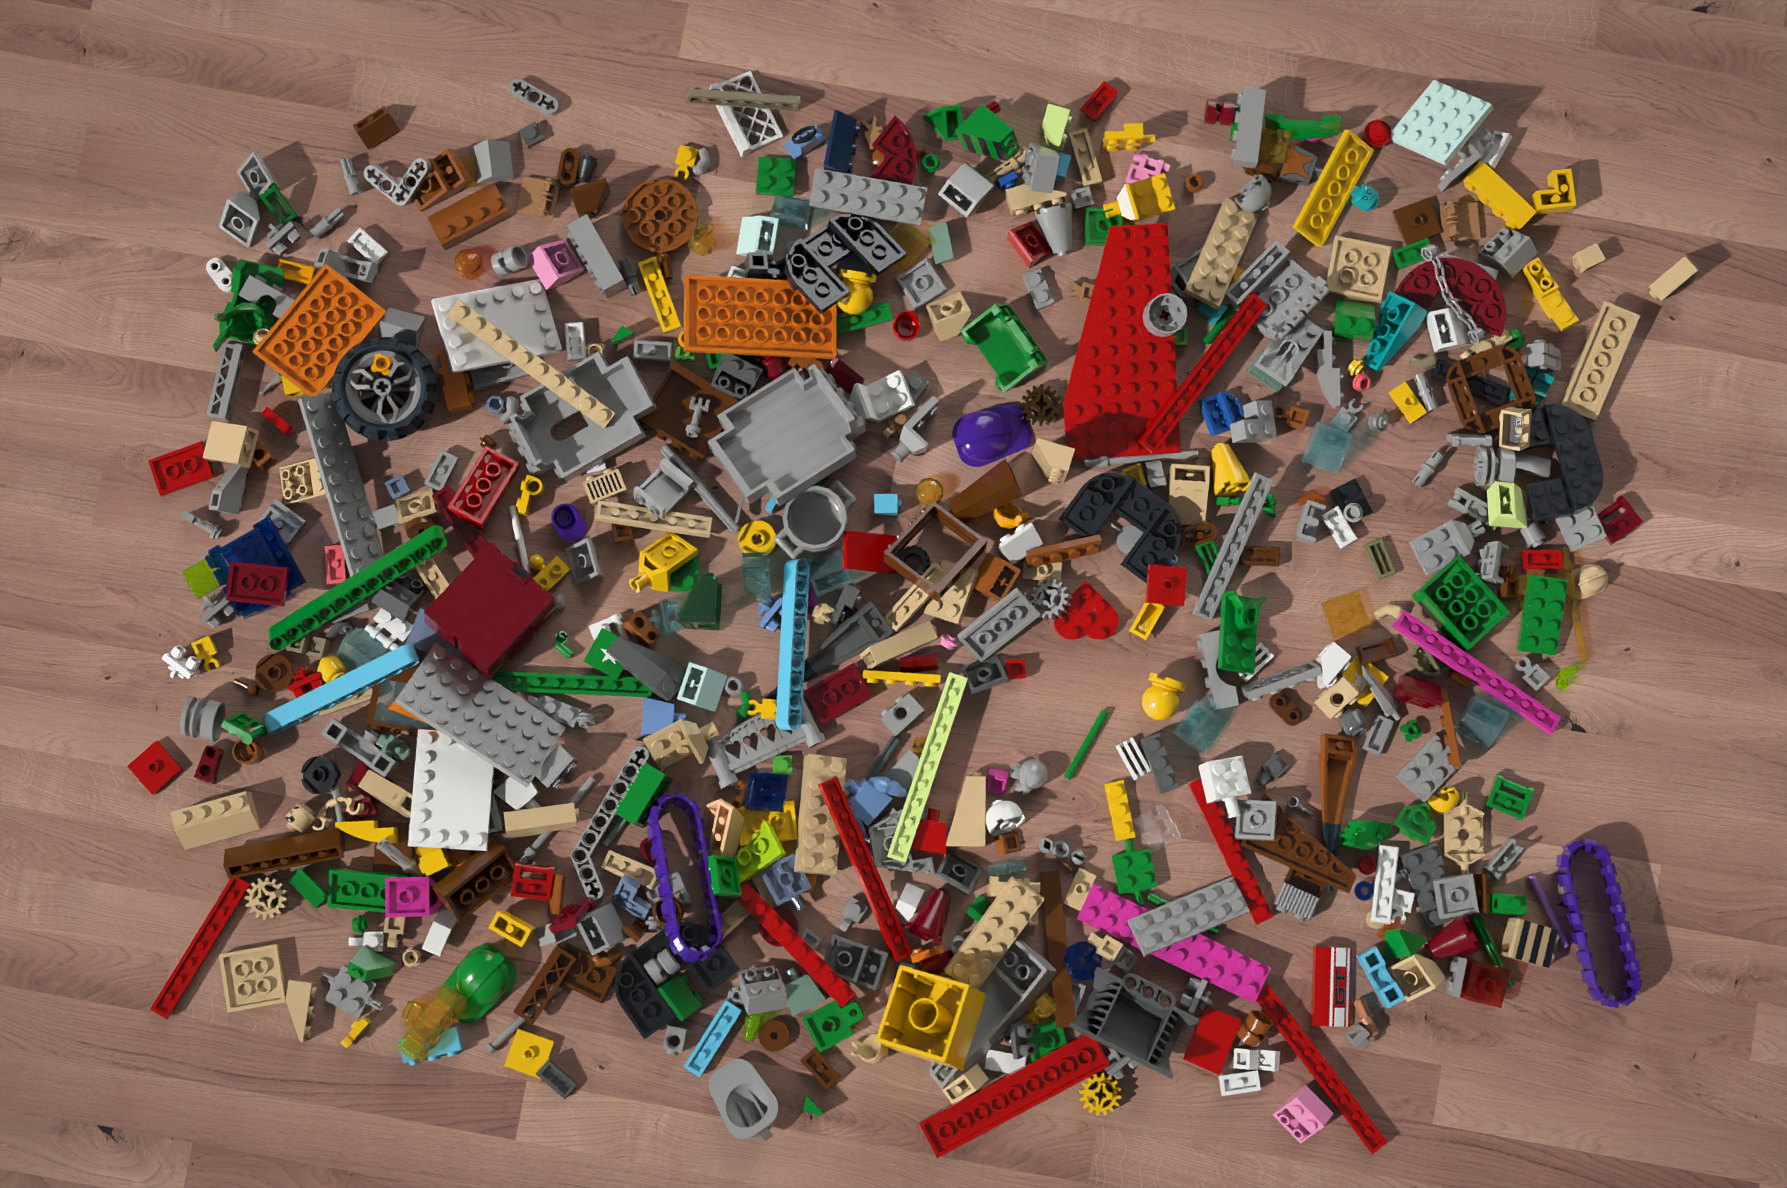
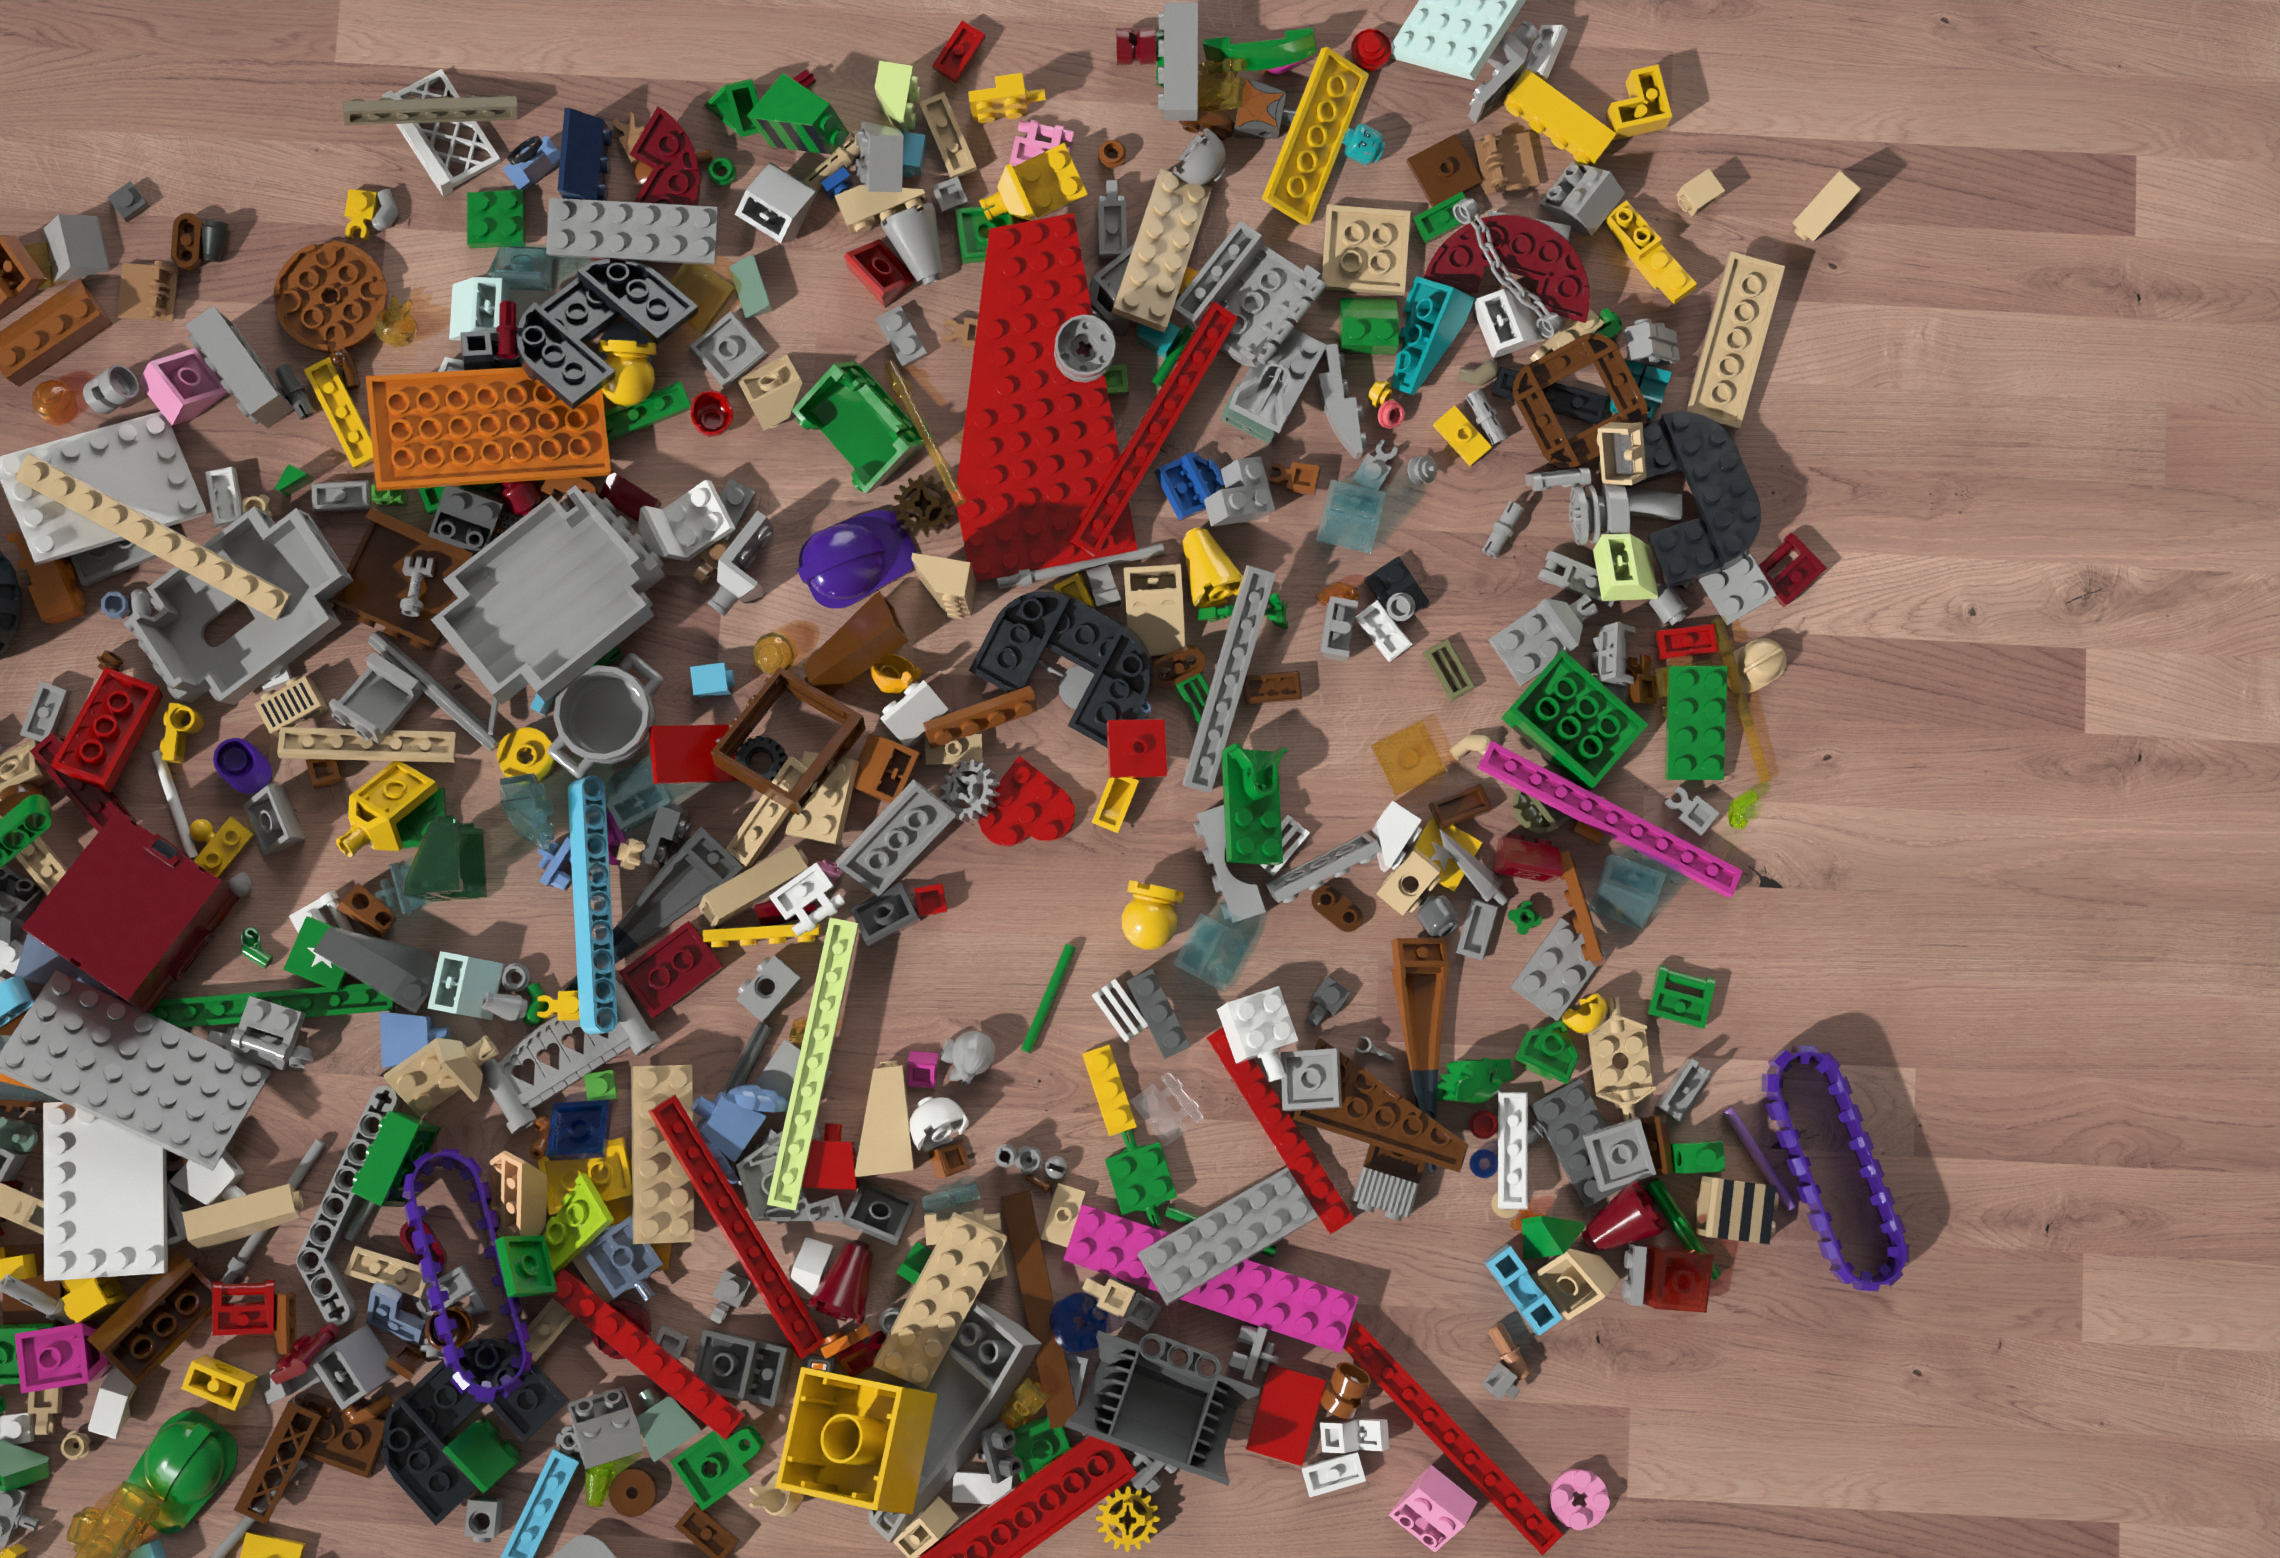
camera: 10 degrees left, 0 degrees up
(458, 857) = (129, 1285): orange plate -> none
(548, 99) = (119, 136): light grey beam -> none
(556, 767) = (261, 1133): light grey slope -> none
(572, 693) = (270, 1019): none -> light grey plate
(590, 197) = (222, 281): reddish brown slope -> none
(662, 966) = (444, 1416): light grey wheel -> none
(727, 704) = (505, 1006): none -> light grey cone
(779, 253) = (507, 330): none -> dark red axle
(932, 653) = (801, 892): none -> white plate
(1035, 325) = (902, 389): none -> clear yellow bar
(1189, 230) = (1112, 223): none -> light grey hinge
(1331, 986) = (1453, 1312): red slope -> none
(1389, 1120) = (1596, 1499): none -> bright pink plate
(1401, 903) = (1541, 1174): white plate -> none

